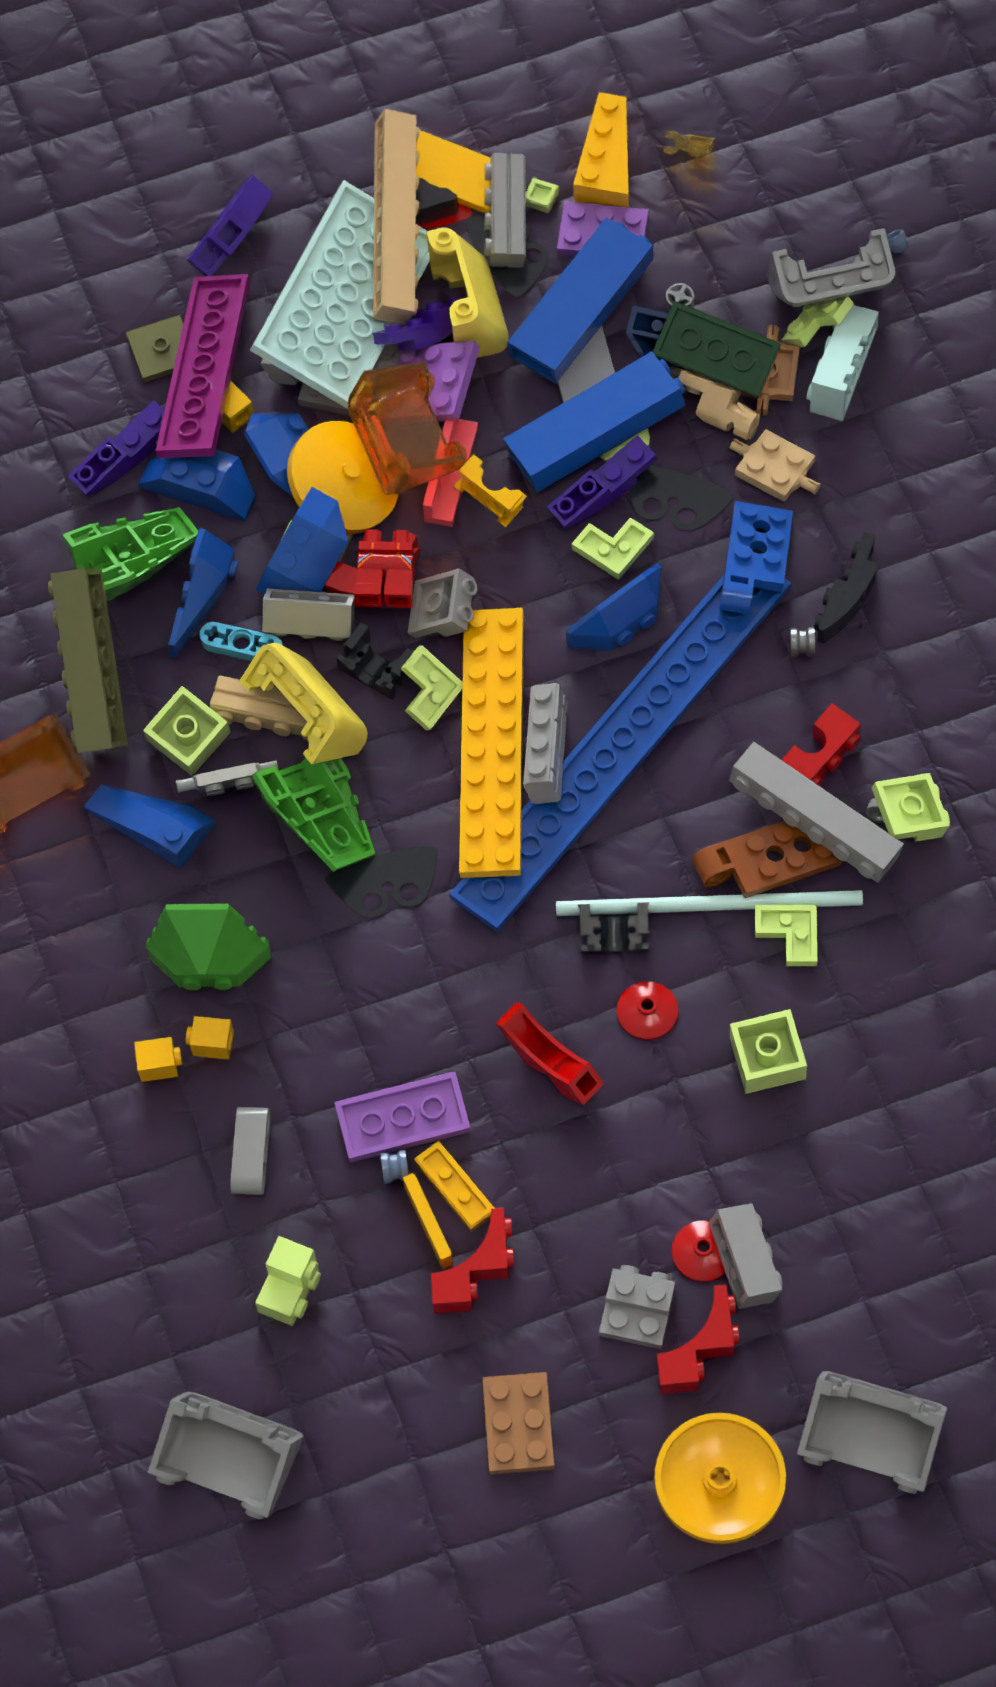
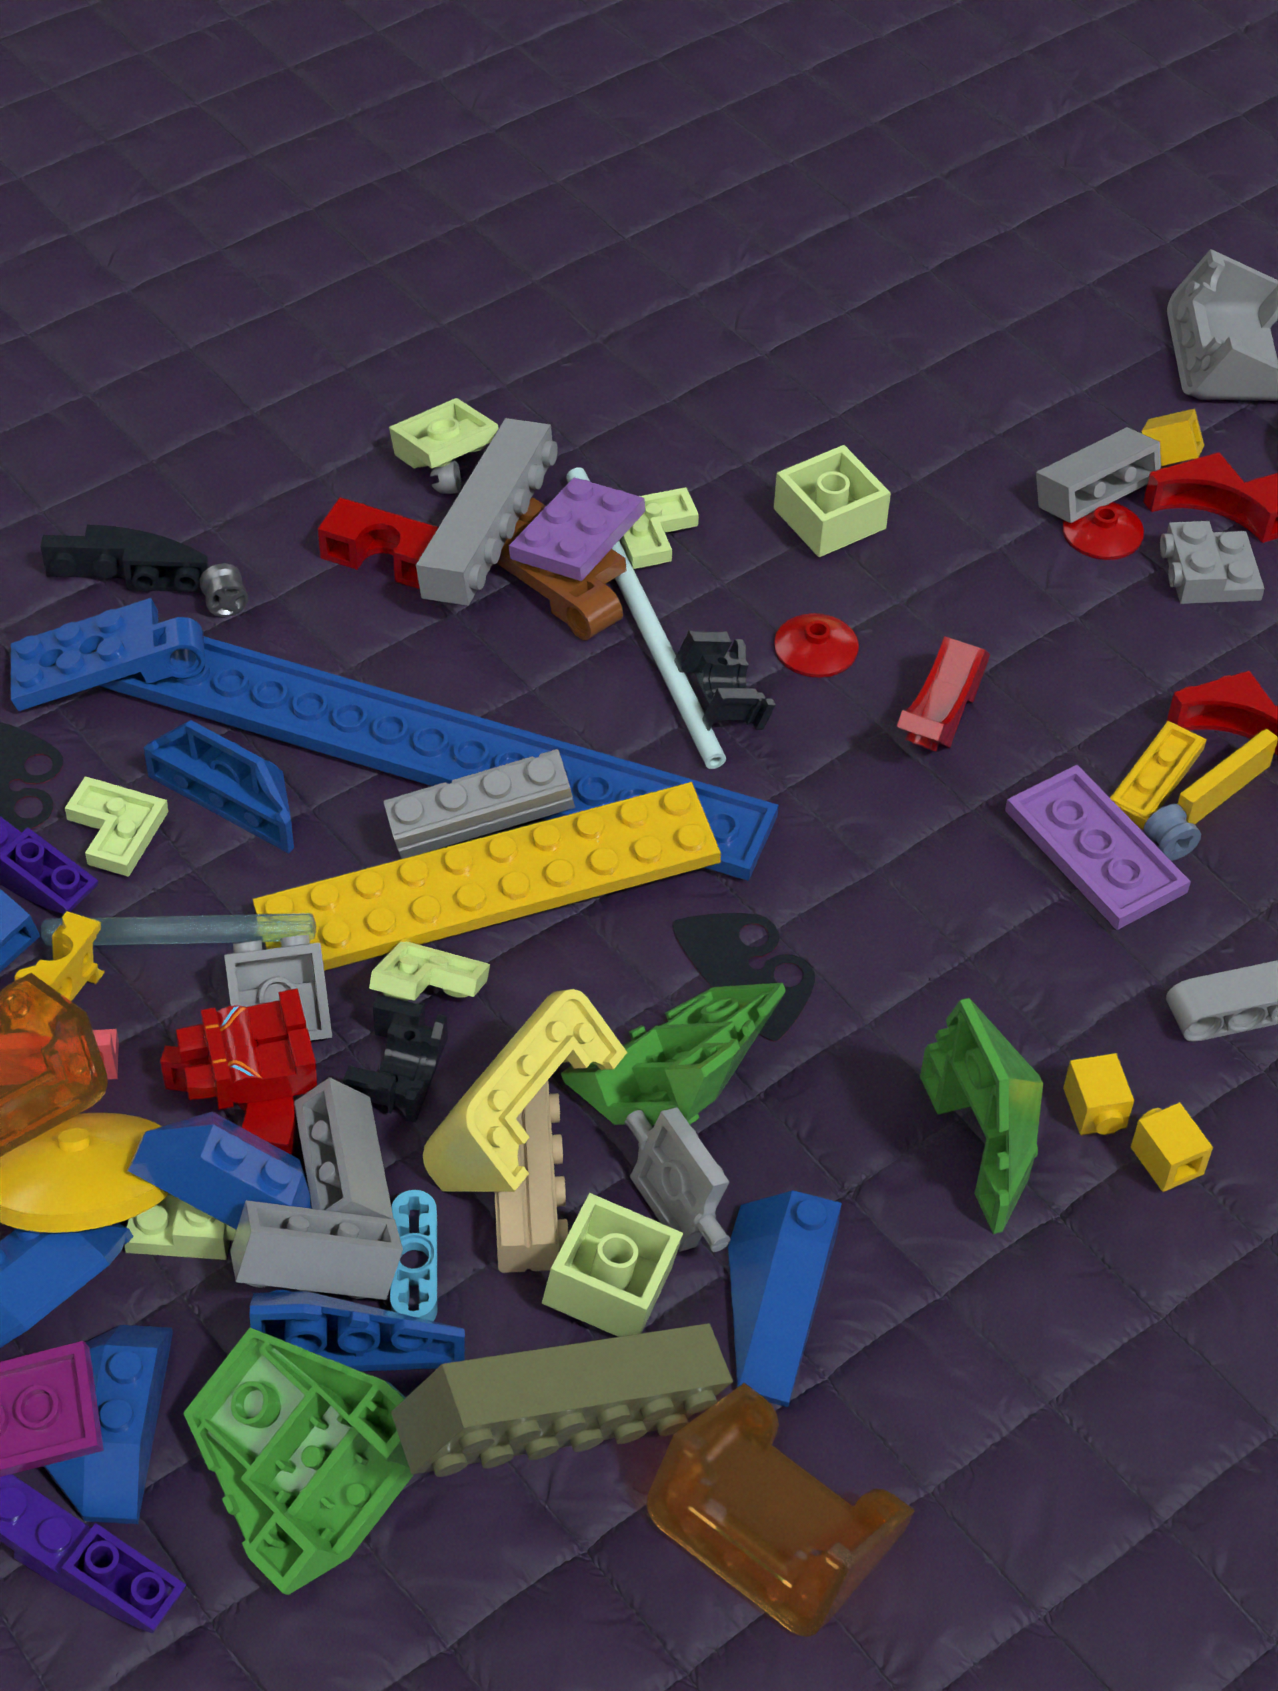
camera: 115 degrees left, 15 degrees down
(245, 580) = (315, 1250): none -> light grey brick
(508, 562) = (194, 929): none -> clear light blue axle
(763, 1322) = (1178, 436): none -> yellow brick
(779, 866) = (577, 528): none -> medium lavender plate

